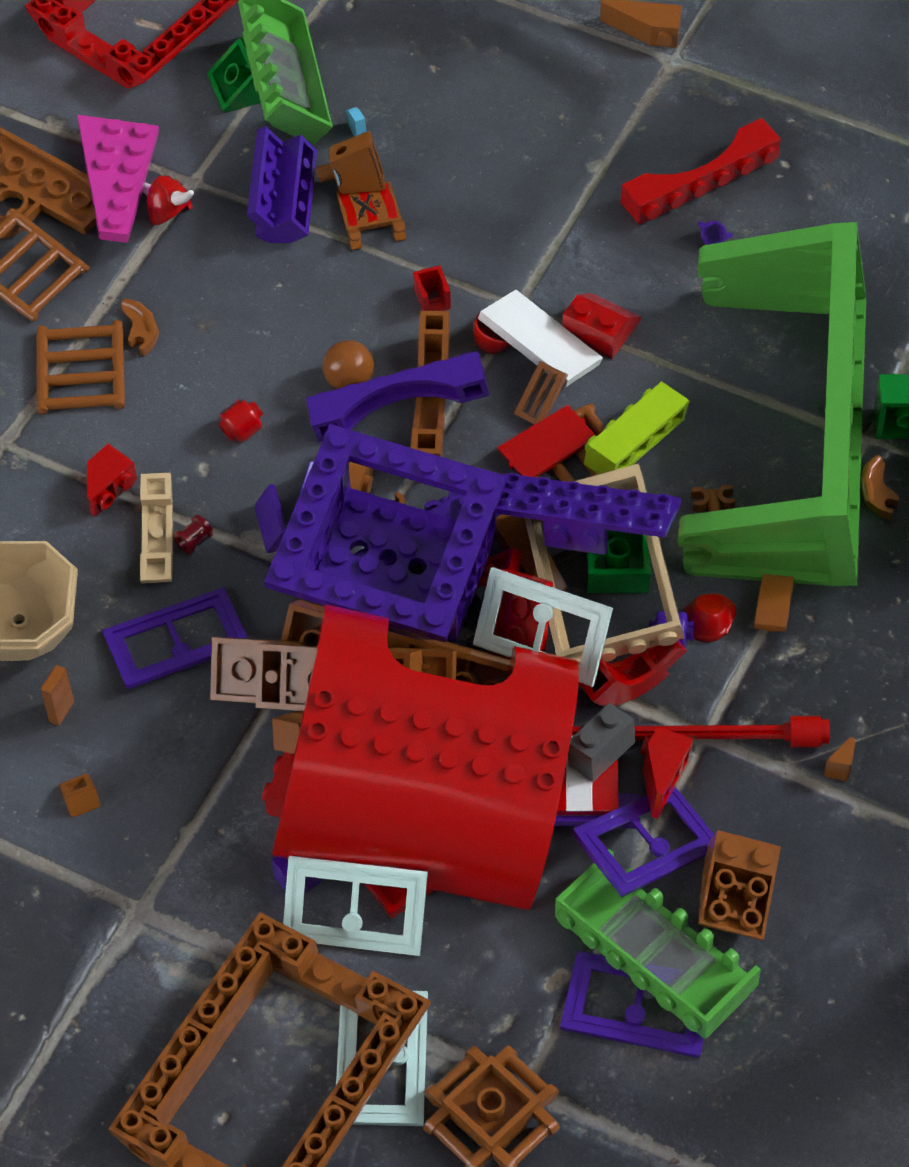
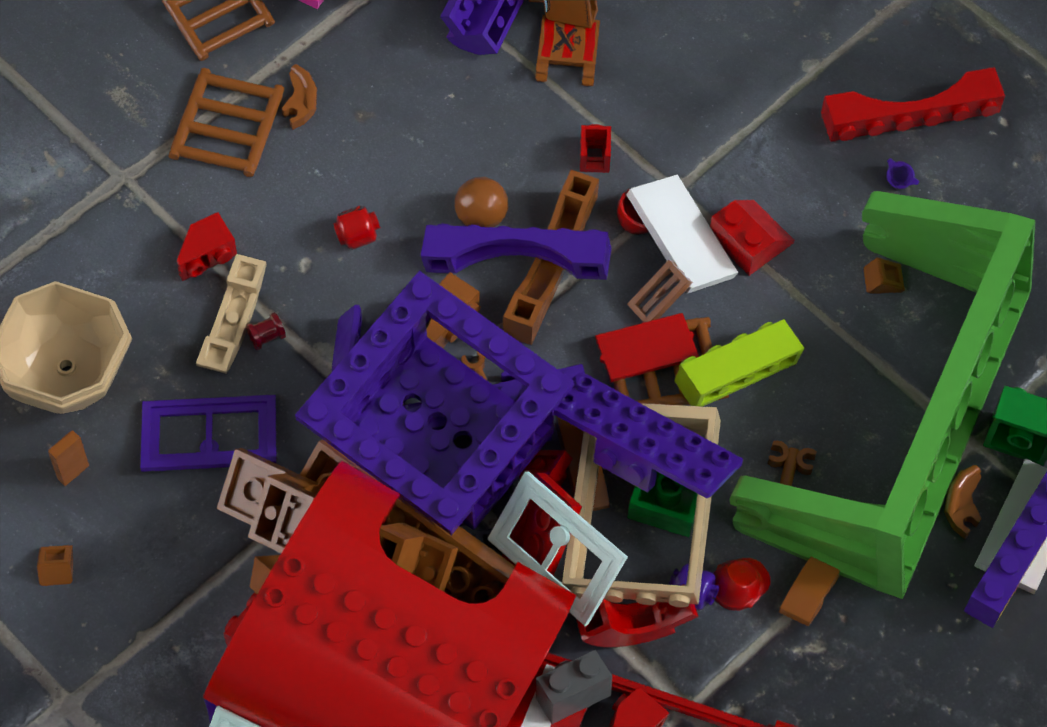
camera: 15 degrees right, 5 degrees up
(732, 323) = (883, 277): none -> dark orange slope

